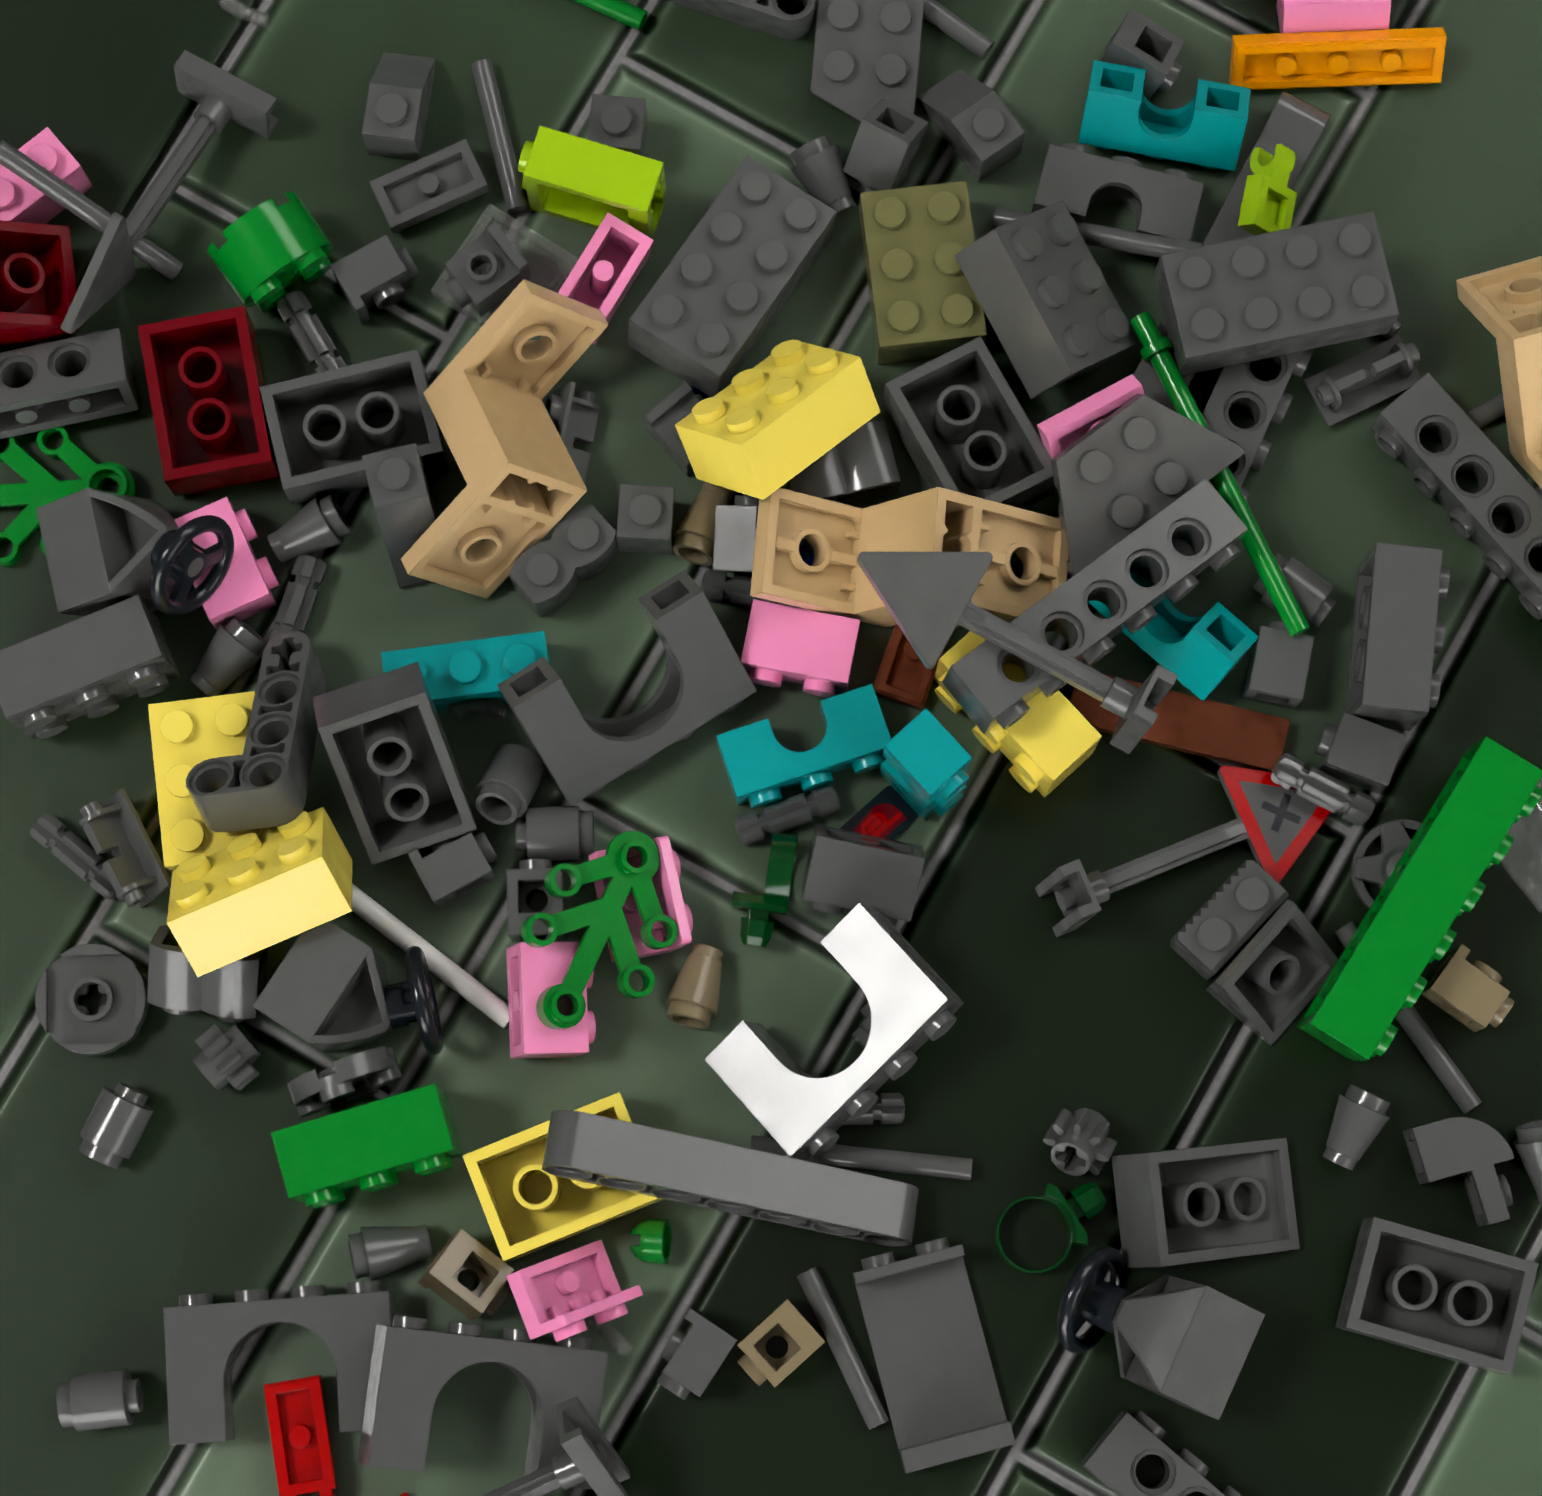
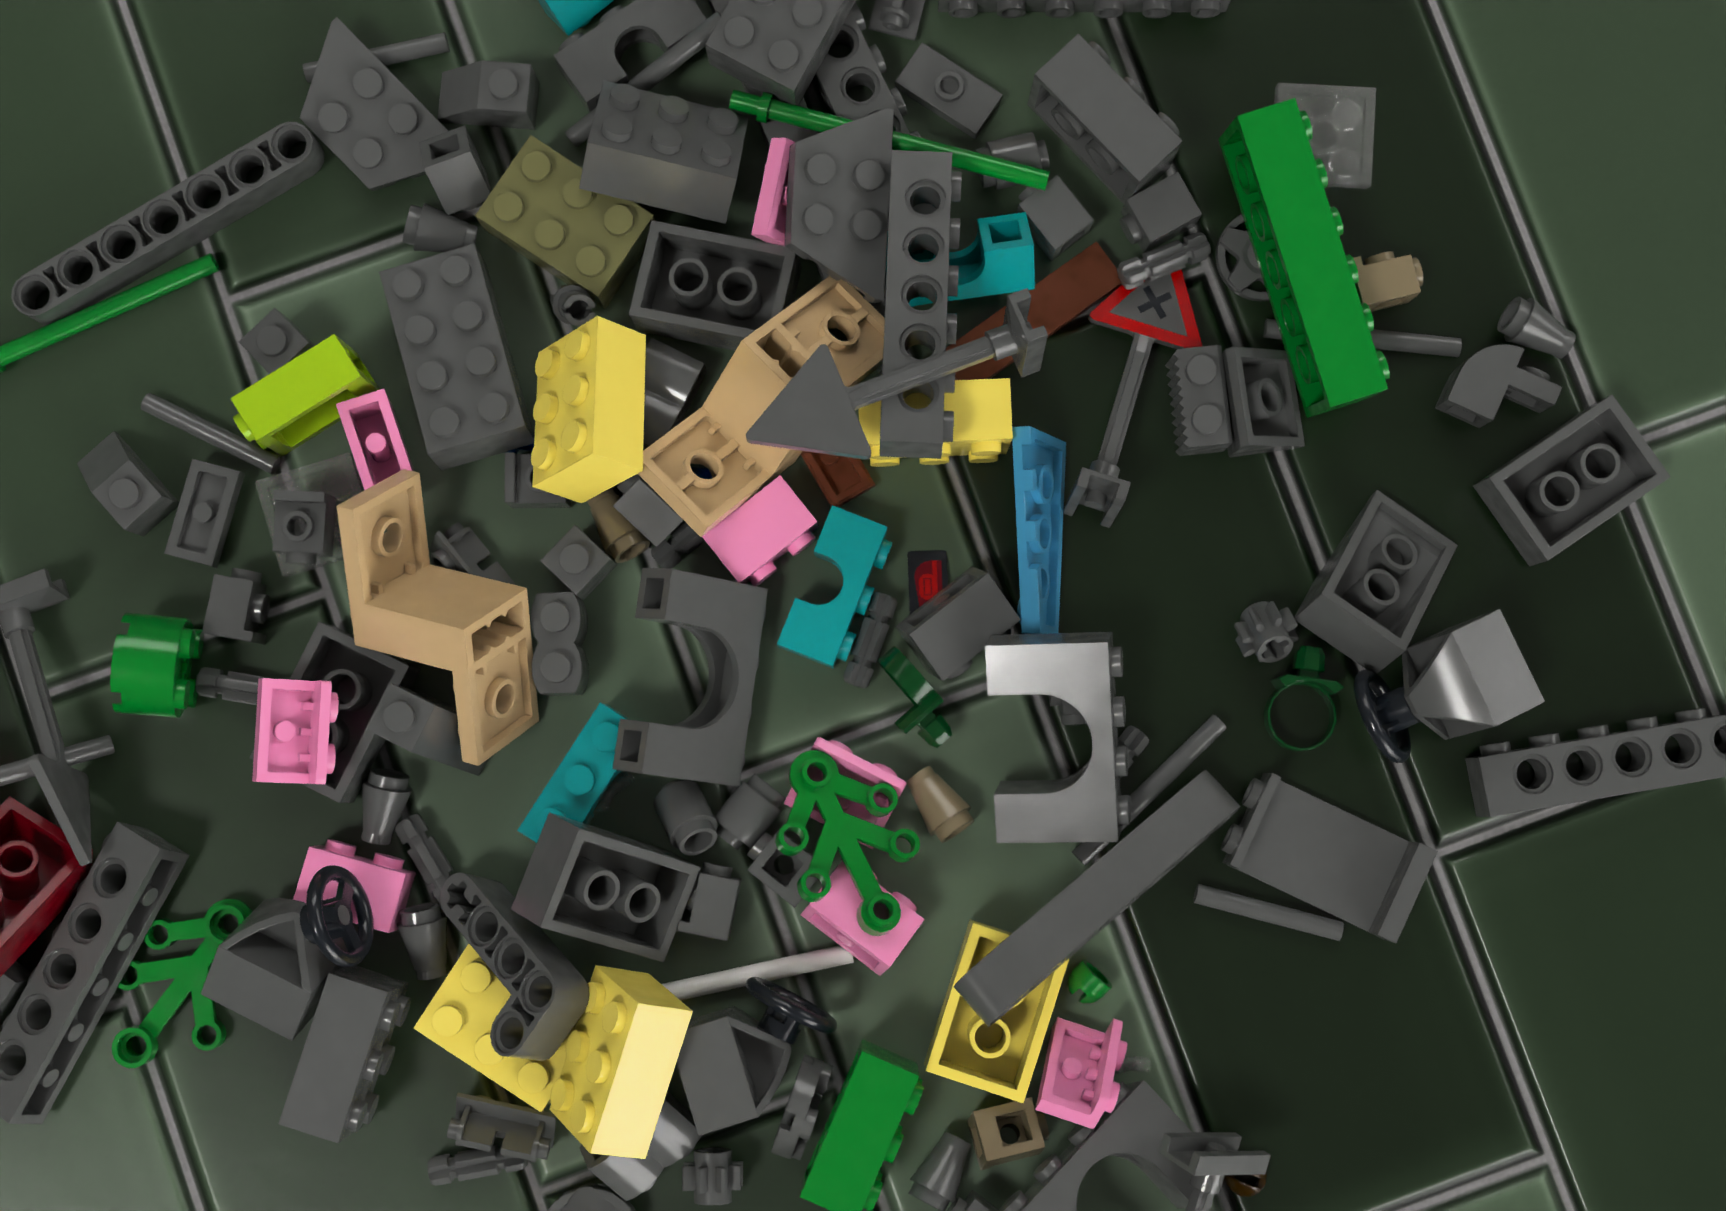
camera: 50 degrees left, 5 degrees up
(208, 401) = (208, 799): dark red brick -> none
(311, 402) = (294, 731): none -> bright pink bracket
(694, 1356) = (1193, 1019): dark grey brick -> none
(801, 1341) = (1247, 940): dark tan brick -> none
(854, 332) = (572, 305): none -> dark grey axle
(926, 766) = (927, 516): teal arch -> none
(1017, 861) = (1039, 505): none -> dark azure wing
(1310, 490) = (948, 90): none -> dark grey plate
(1355, 1125) = (1408, 436): dark grey cone -> none

